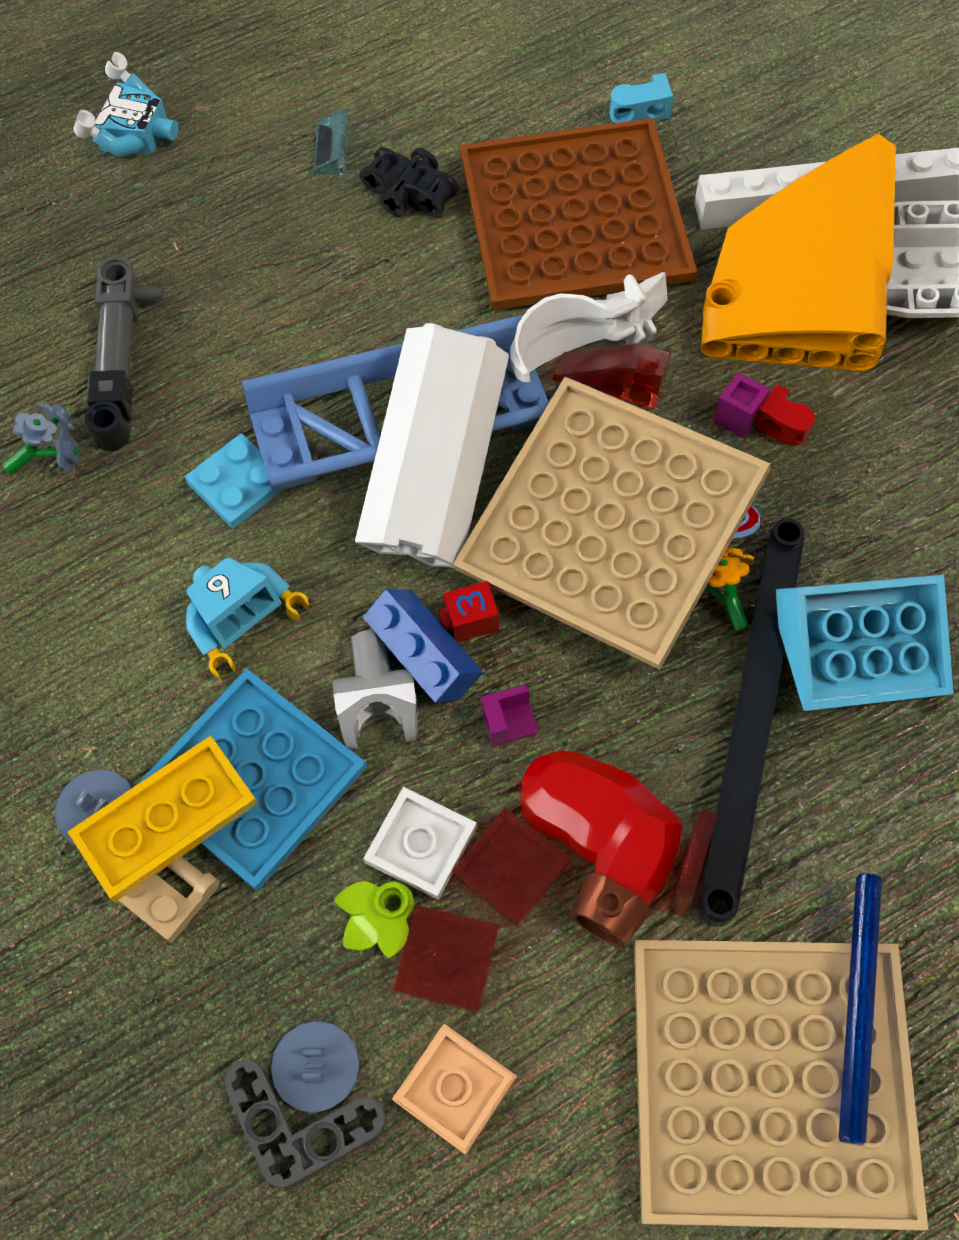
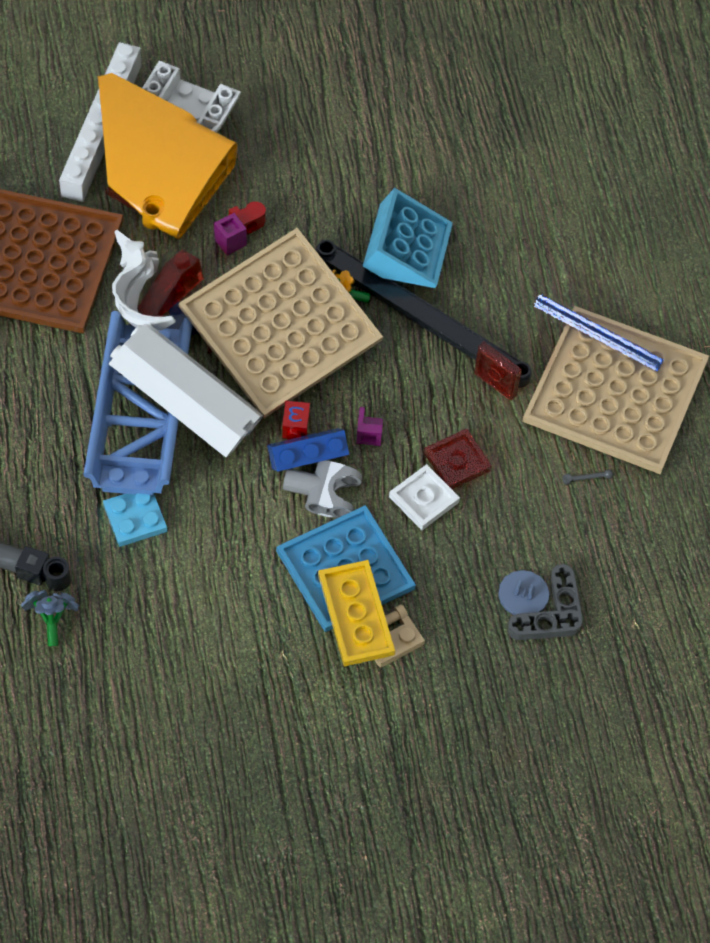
camera: 75 degrees left, 5 degrees down
(86, 796) = (321, 661): sand blue piece -> none
(231, 601) = (229, 540): medium azure torso -> none
(371, 920) = (455, 538): lime plate -> none
(446, 959) = (494, 508): clear red plate -> none
(454, 1088) = (562, 531): light nougat tile -> none
(600, 1126) = (567, 478): none -> dark grey hinge
(610, 823) = (455, 402): red piece -> none

